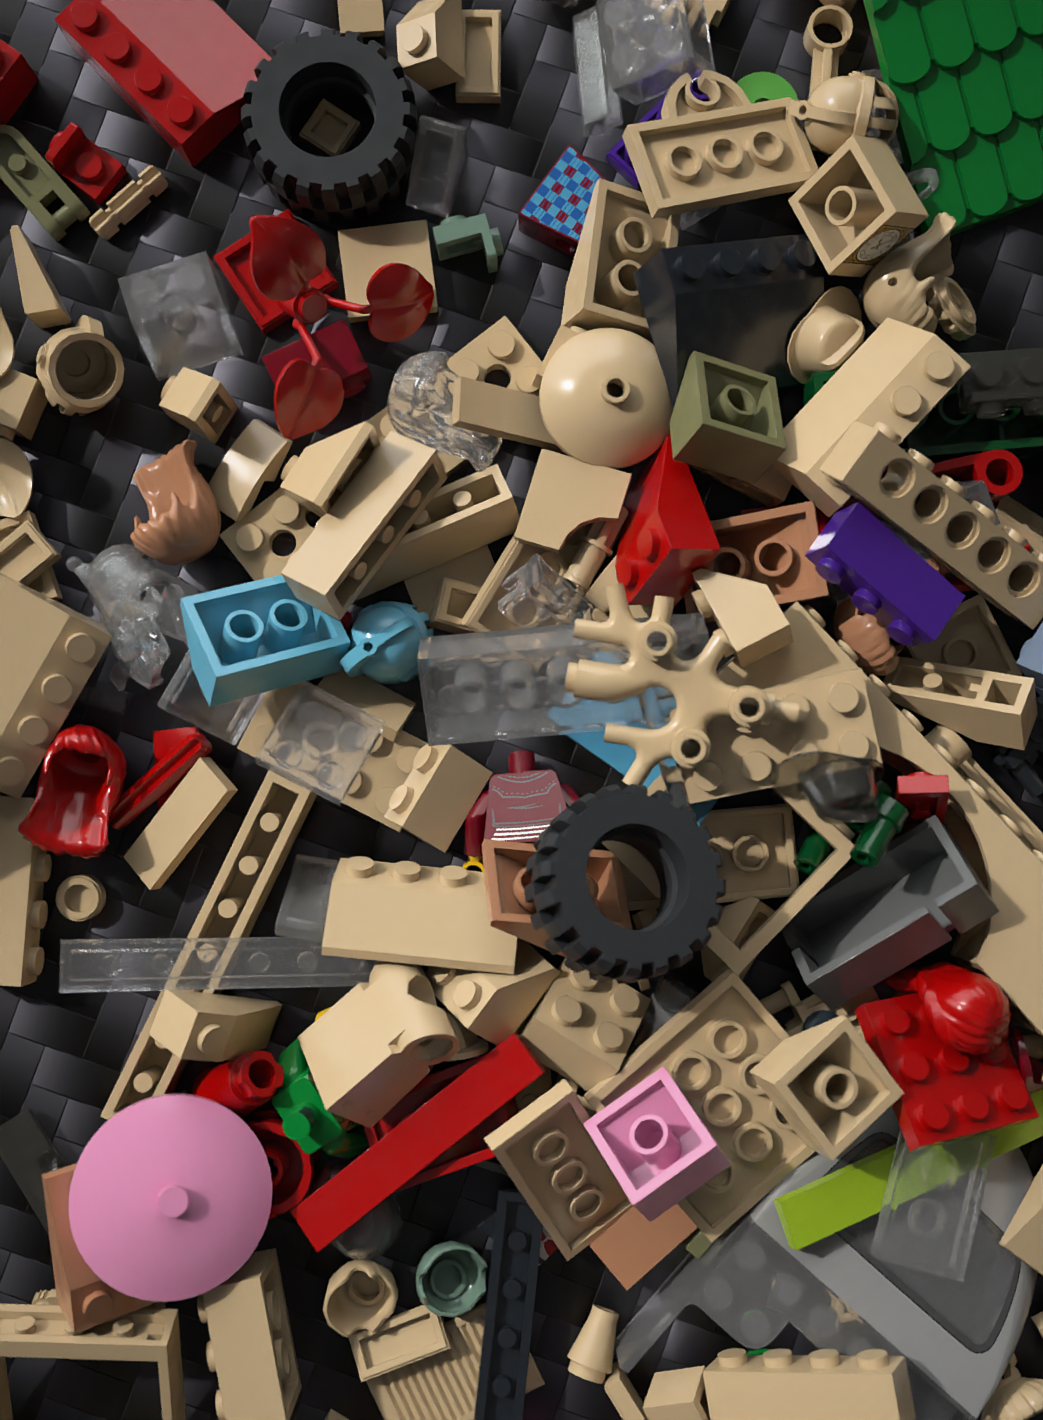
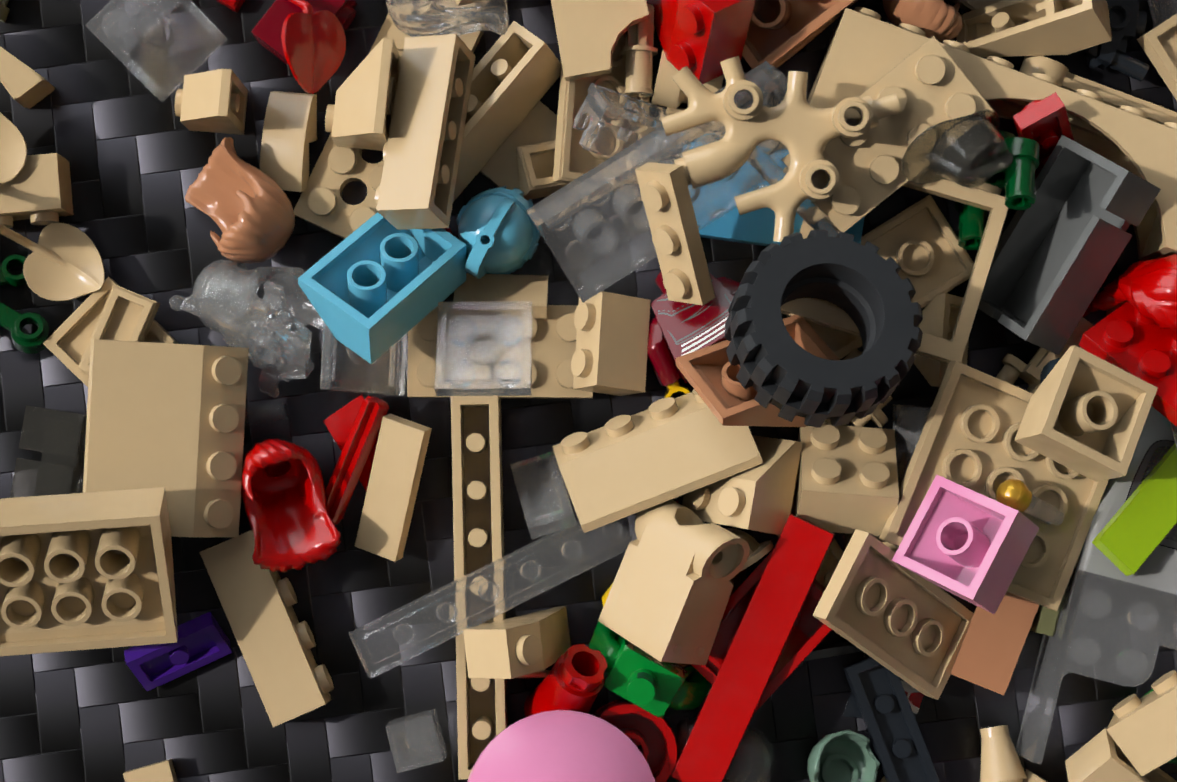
camera: 30 degrees left, 0 degrees up
(80, 368) = (91, 122): tan helmet -> none
(80, 897) = (334, 603): tan tile -> none
(85, 1059) = (416, 740): none -> clear brick
(539, 727) = (675, 233): none -> tan plate
(724, 1123) = (1017, 496): none -> piece
(744, 613) = (804, 41): tan slope -> none

